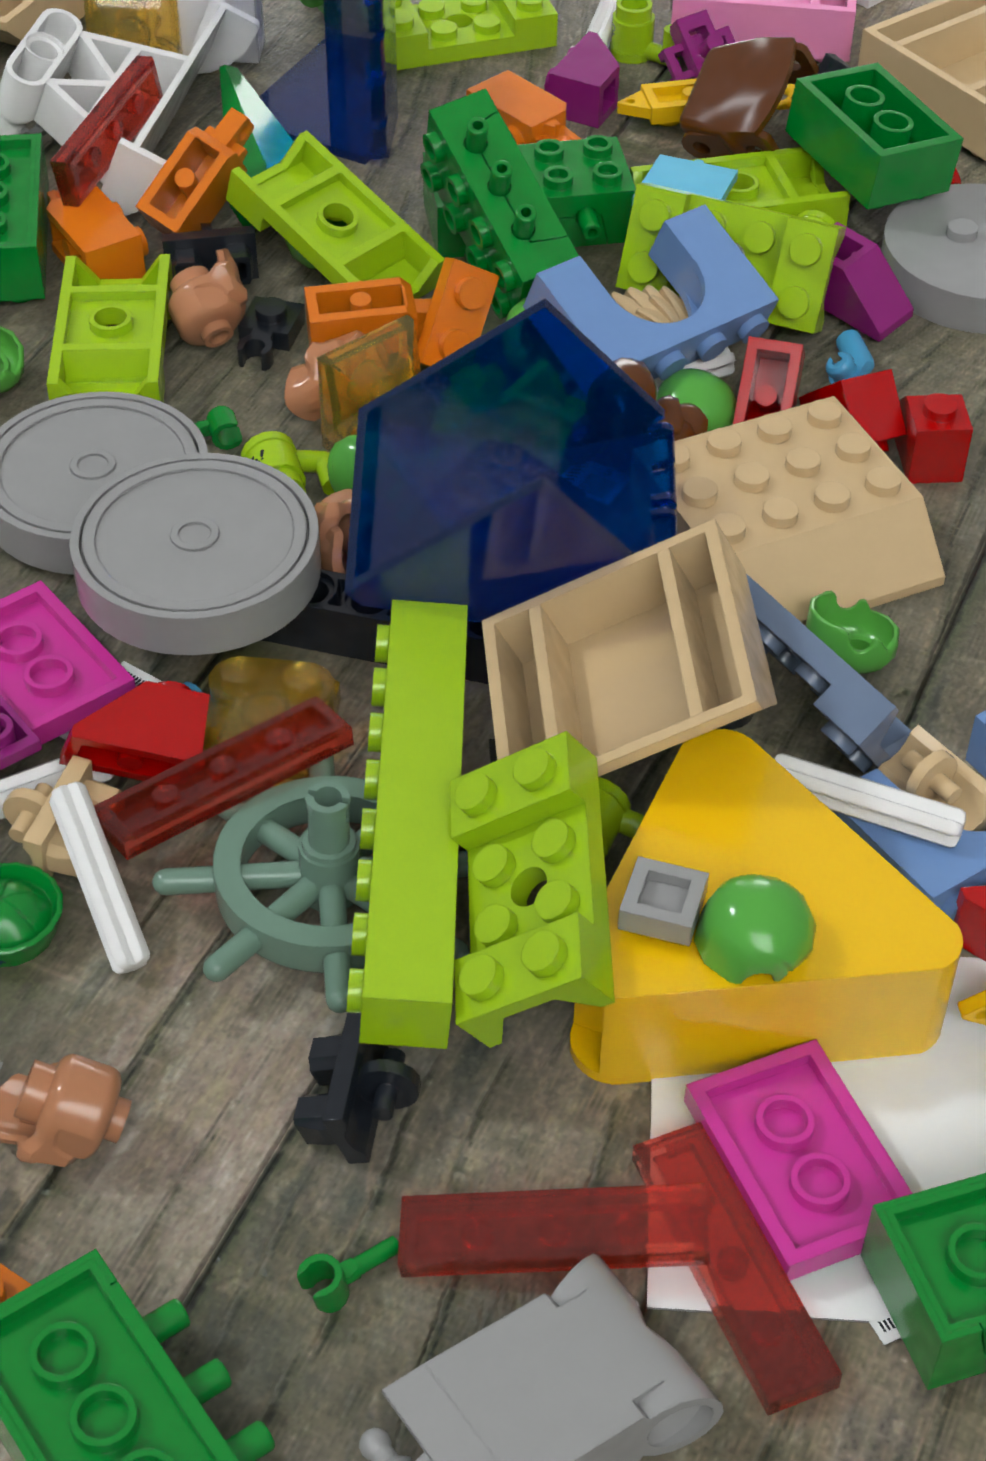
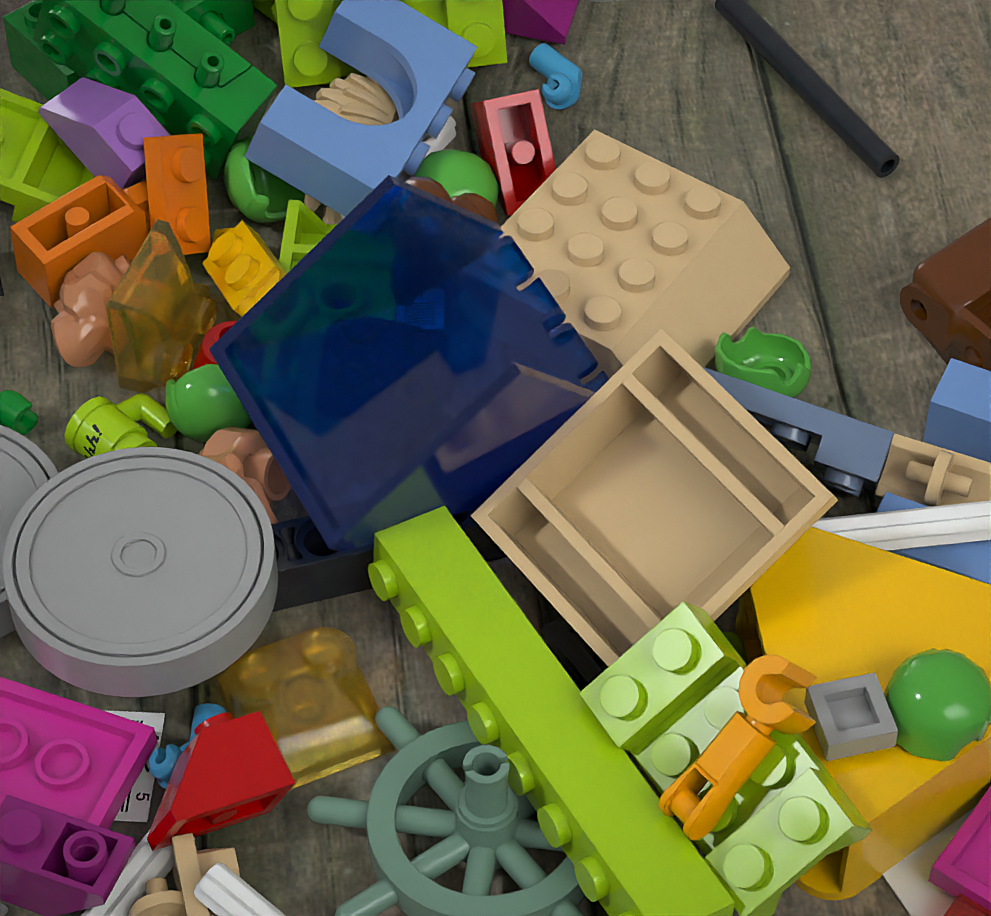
camera: 30 degrees left, 5 degrees up
(222, 776) = (330, 786): clear red tile -> none
(424, 242) = (103, 129): none -> medium lavender slope
(573, 837) = (739, 744): none -> light orange piece
(871, 401) = (616, 113): red slope -> none
(935, 438) = (687, 127): red slope -> none

